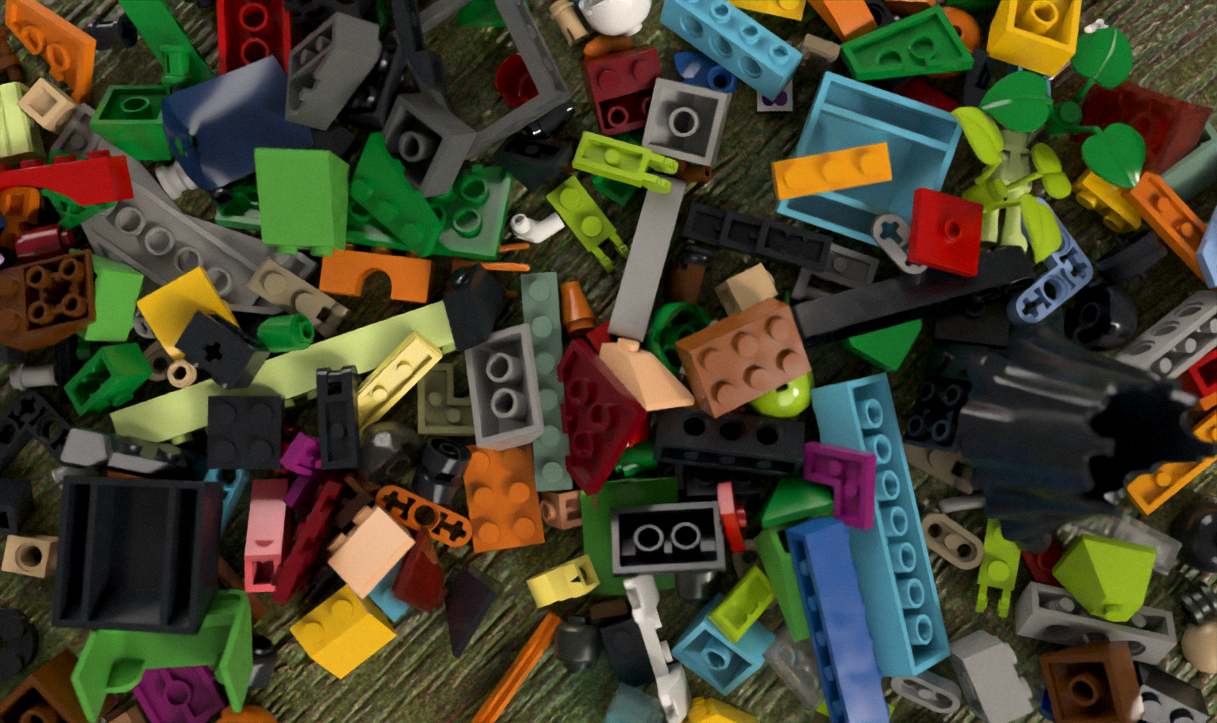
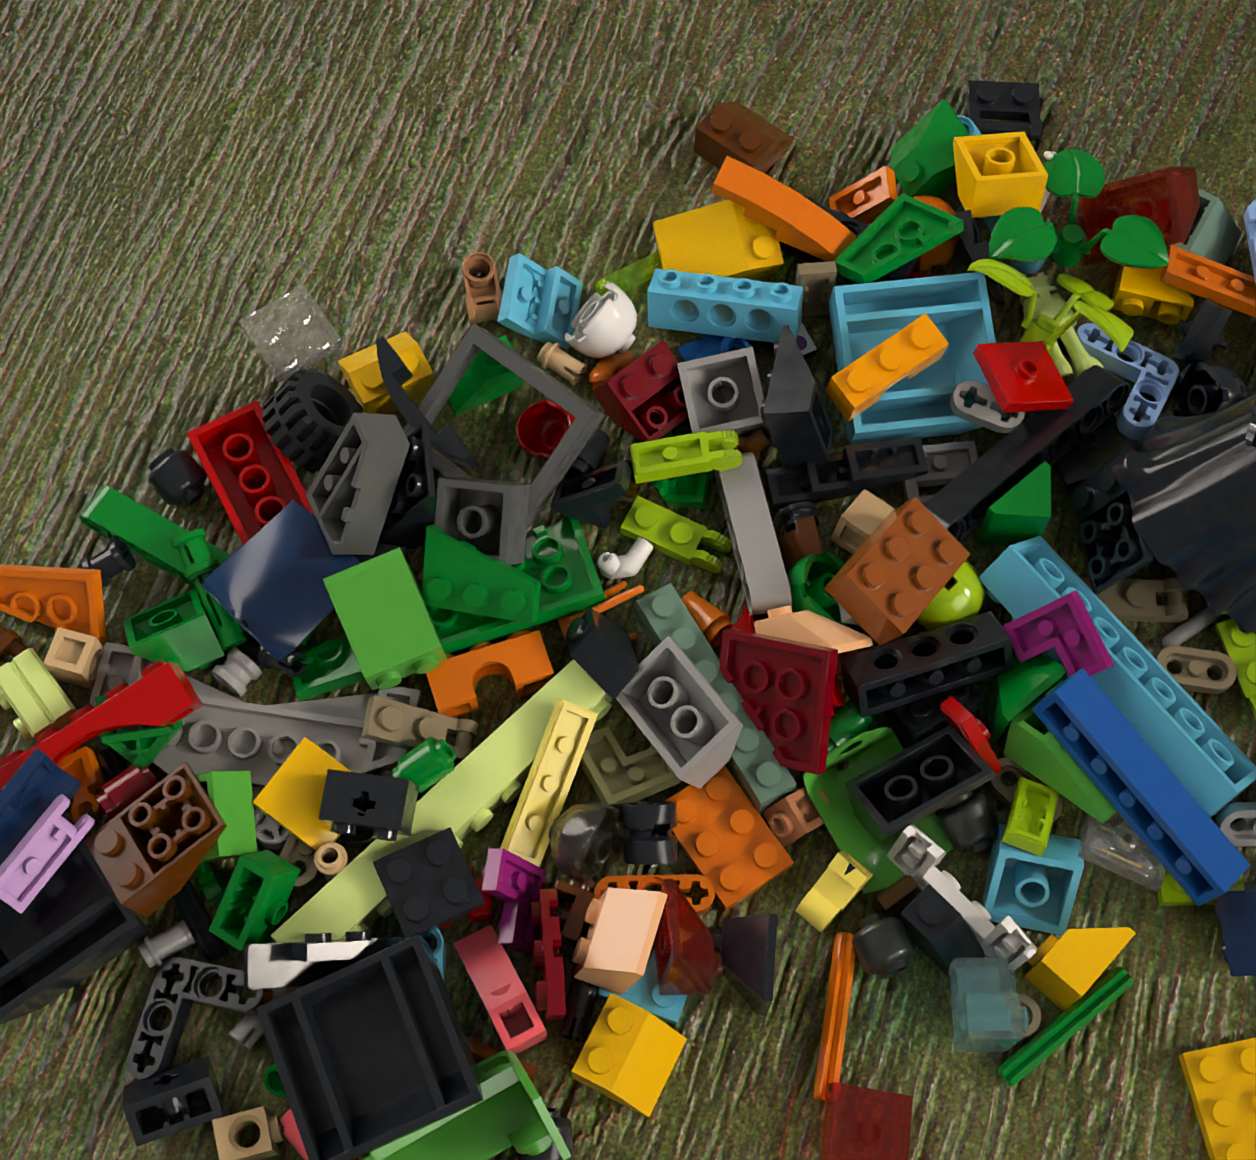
camera: 25 degrees left, 20 degrees down
(338, 418) = (523, 821): black plate -> none
(738, 165) = (795, 407): none -> black slope

